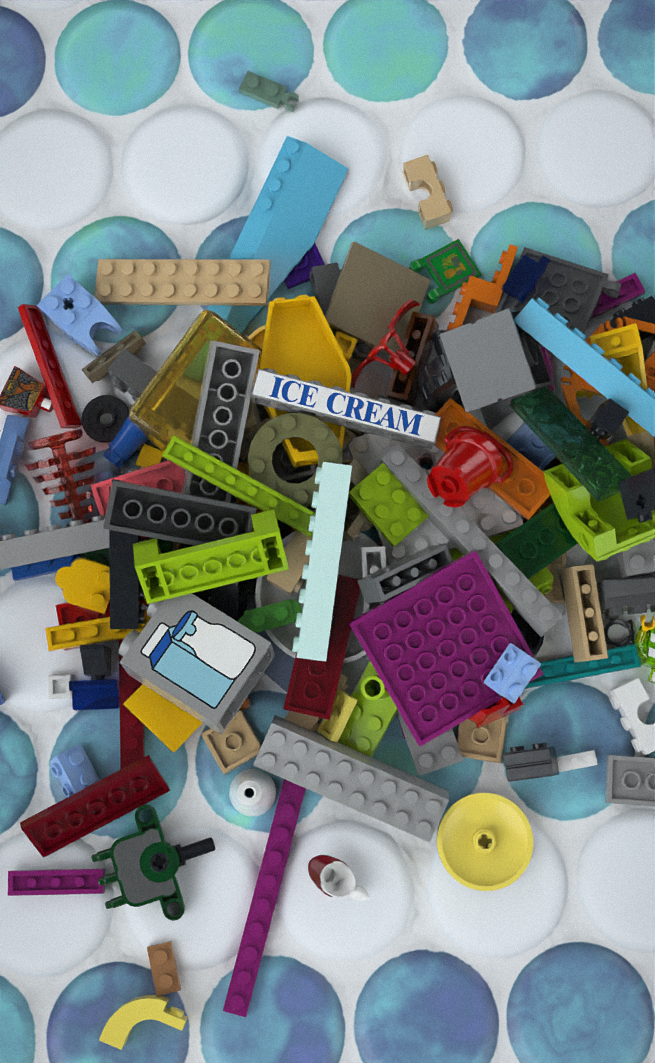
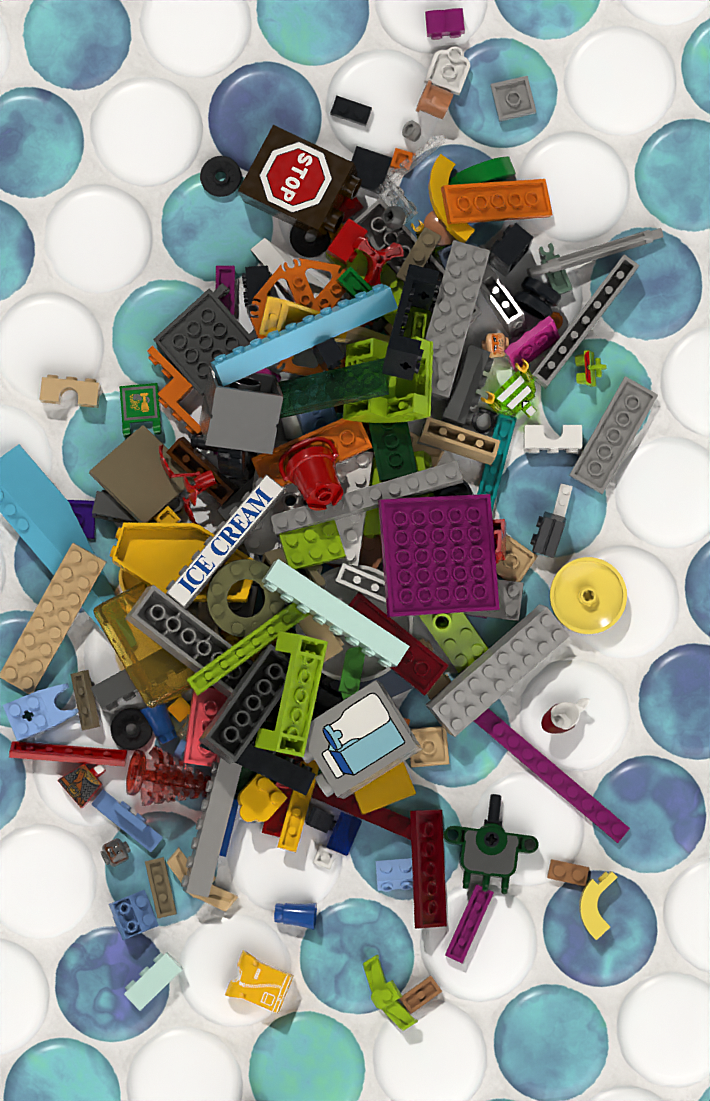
camera: 70 degrees left, 5 degrees up
(263, 788) = (463, 751): white cone -> none
(340, 715) = (446, 653): light yellow plate -> none
(404, 573) = (371, 558): dark grey brick -> none
(512, 673) = (479, 516): light blue bracket -> none
(525, 277) = (180, 353): clear blue panel -> none

